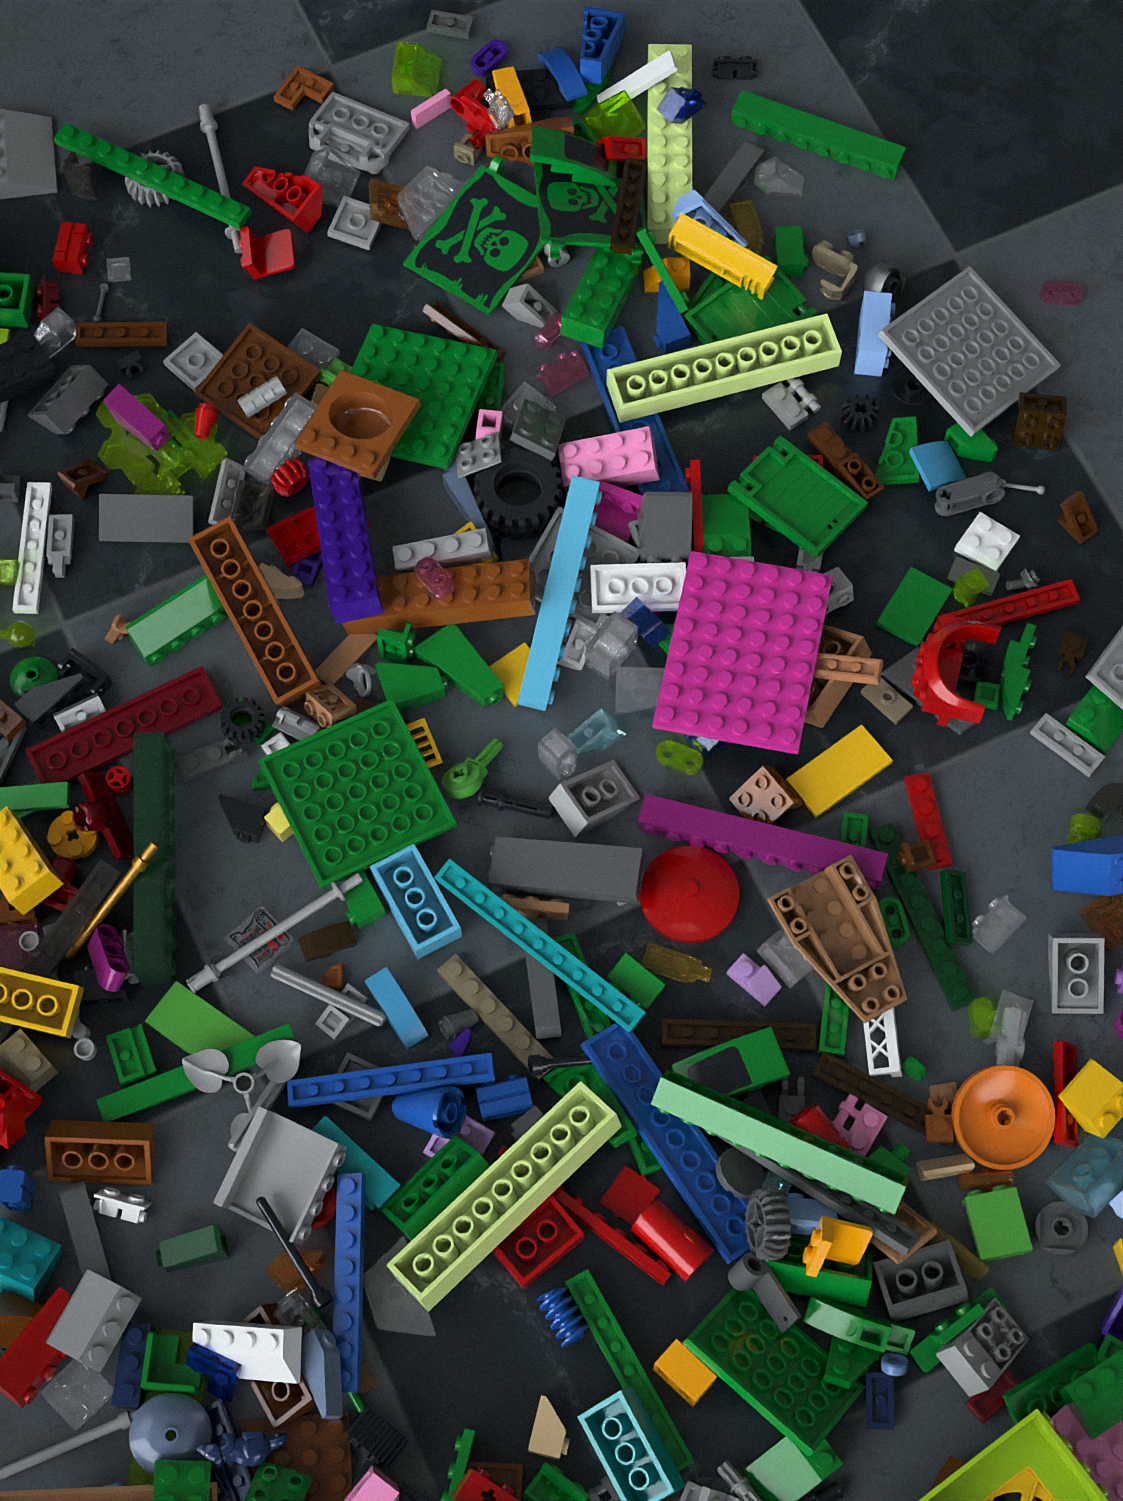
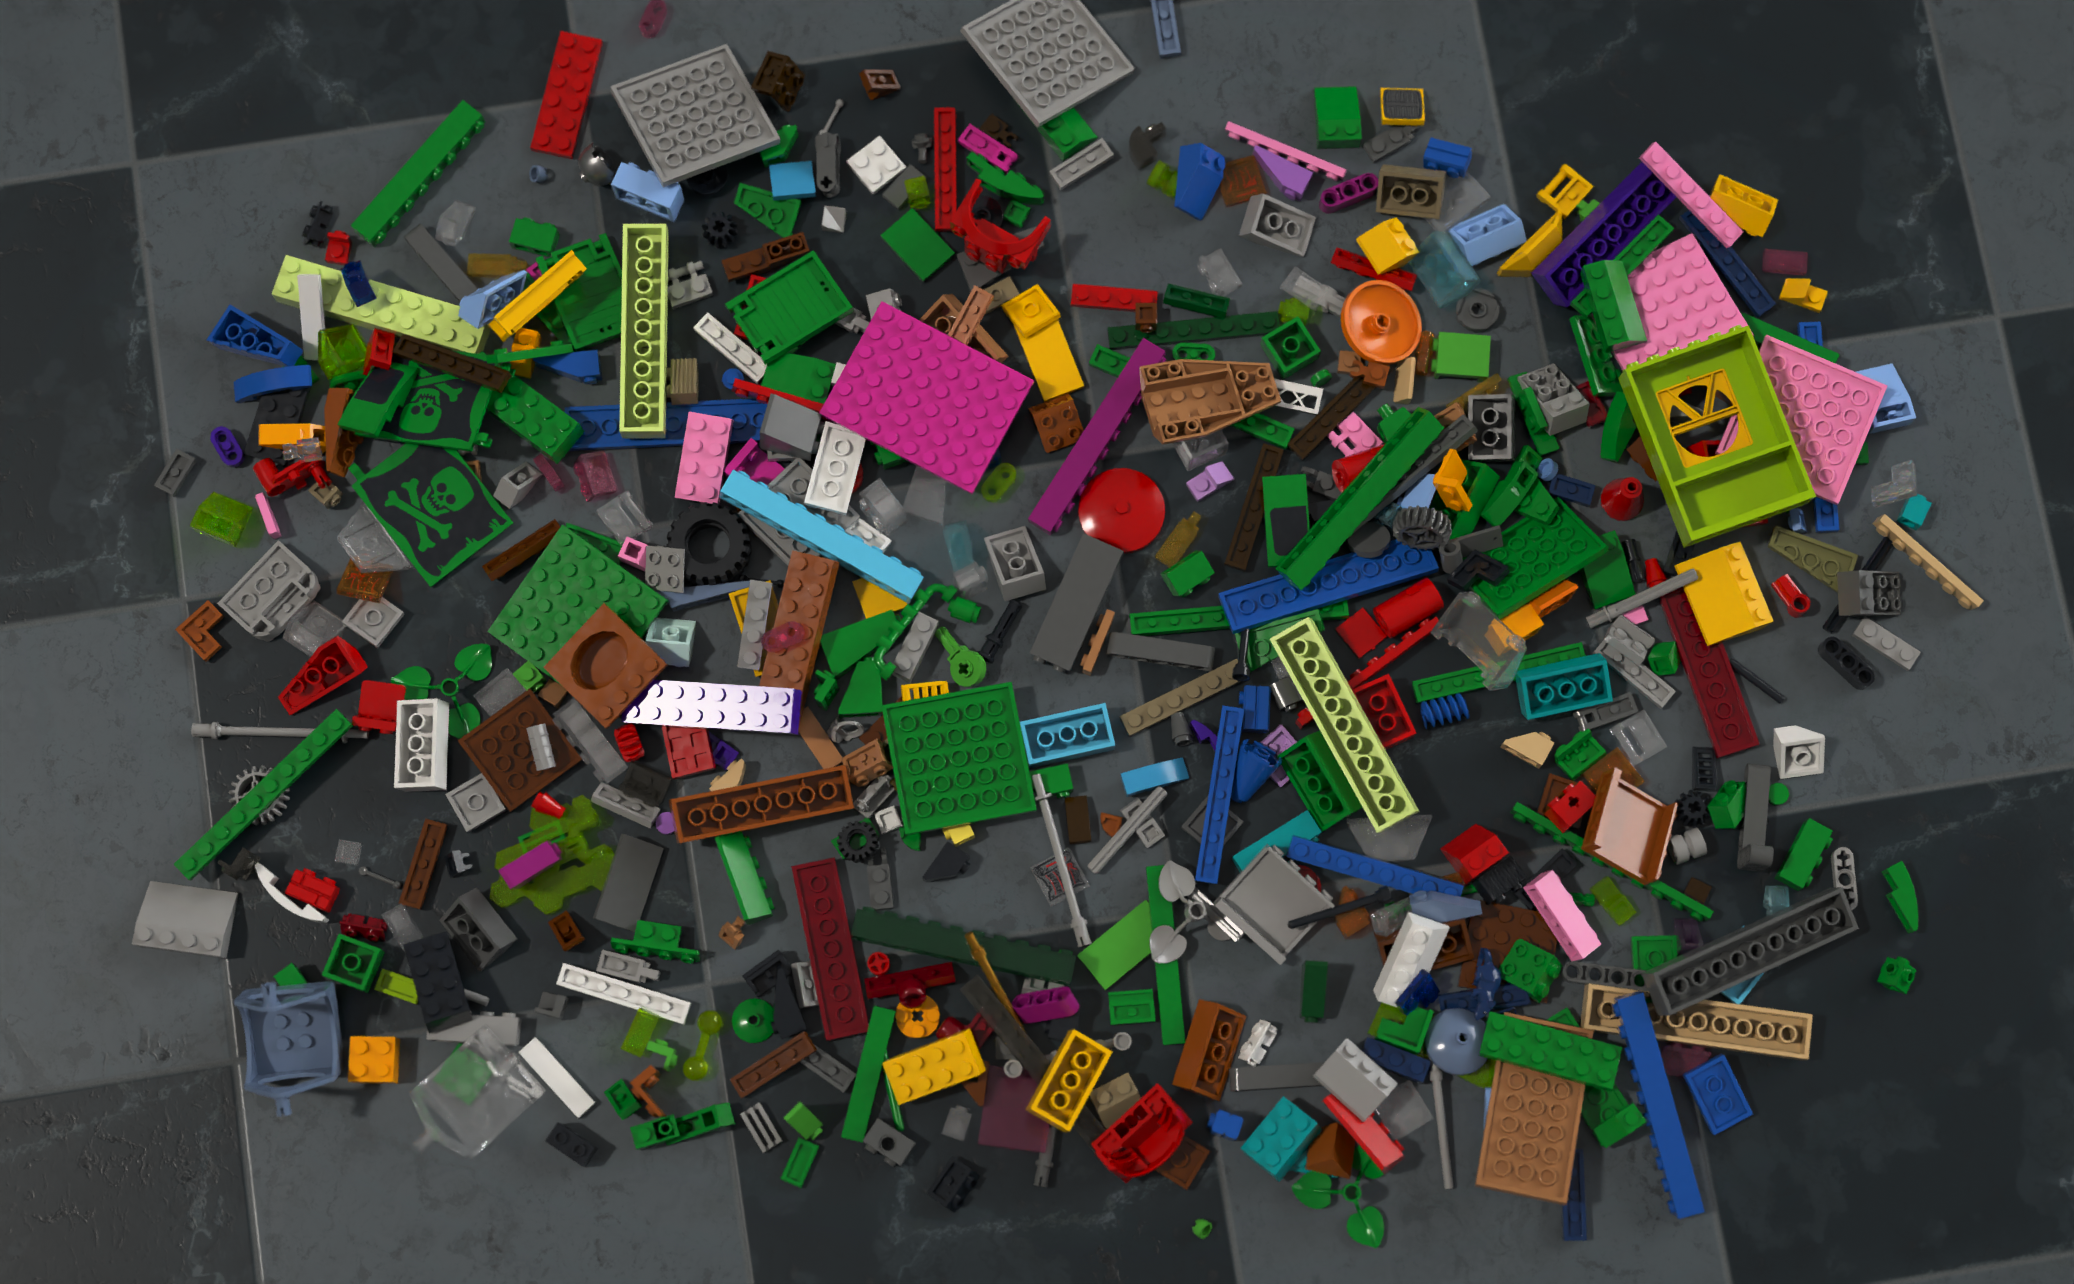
camera: 75 degrees left, 10 degrees up
(71, 209) = (269, 879): none -> white slope
(95, 561) = (656, 940): none -> green bracket
(237, 295) = (421, 745): none -> white brick
(337, 322) = (472, 661): none -> green plant
(400, 1394) = (1474, 852): none -> red slope
(408, 487) = (672, 640): none -> light aqua slope
(469, 721) = (915, 647): none -> light grey brick
(483, 694) = (909, 614): none -> green bar
(526, 760) = (964, 610): none -> green brick
(538, 429) = (655, 510): dark grey plate -> none
(540, 946) = (1138, 643): teal plate -> none
(648, 624) = (871, 471): clear blue slope -> none
(657, 1332) = (1482, 639): none -> clear windscreen
(685, 423) = (684, 381): none -> dark tan brick
(707, 470) = (729, 377): none -> blue plate
(718, 93) = (338, 248): none -> red bracket
(730, 1405) = (1553, 597): none -> orange slope
(739, 455) = (731, 347): none -> white plate
(743, 1303) = (1477, 566): none -> black plate
(838, 264) = (568, 194): dark tan piece -> none
(881, 737) = (1031, 311): none -> yellow tile
(881, 1474) = (1623, 498): none -> red cone
(911, 517) = (833, 219): none -> light grey slope
(936, 1022) = (1290, 348): none -> green brick
(950, 240) = (566, 95): none -> red plate
(968, 1436) = (1617, 428): none -> green slope
(1047, 644) = (981, 143): none -> dark pink plate

